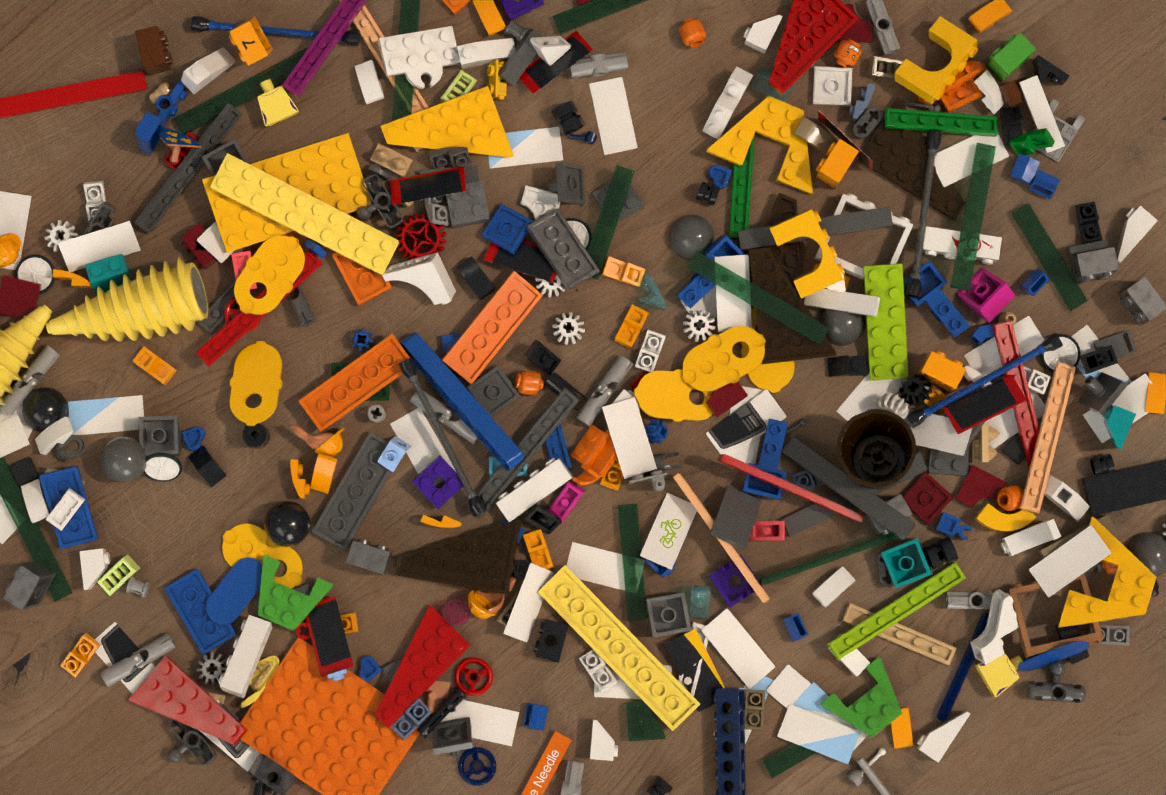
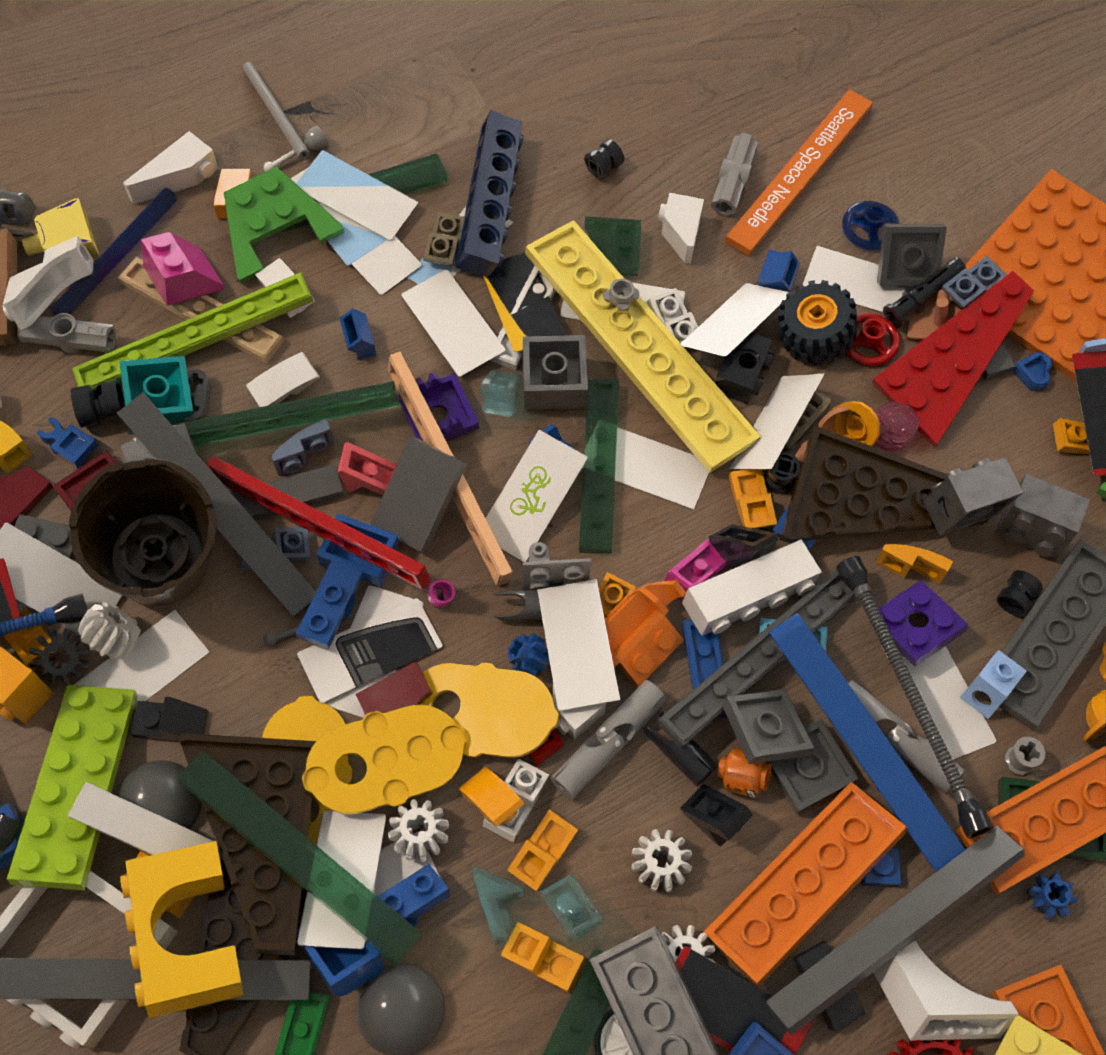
camera: 170 degrees left, 20 degrees down
(379, 511) = (1019, 593): none -> black wheel
(413, 558) = (972, 495): none -> flat silver brick
(445, 306) = (894, 929): none -> dark grey tile
(508, 675) = (818, 322): none -> black wheel
(520, 405) = (767, 726): none -> dark grey plate
(560, 671) = (735, 319): none -> white sticker
(612, 295) = (571, 908): none -> clear light blue slope
(629, 676) = (623, 287): none -> light grey plate
(663, 347) = (491, 797): none -> light orange slope
(708, 464) = (447, 593): none -> dark pink hinge
(815, 538) = (291, 455): none -> sand blue slope
(916, 655) = (178, 268): none -> dark pink slope

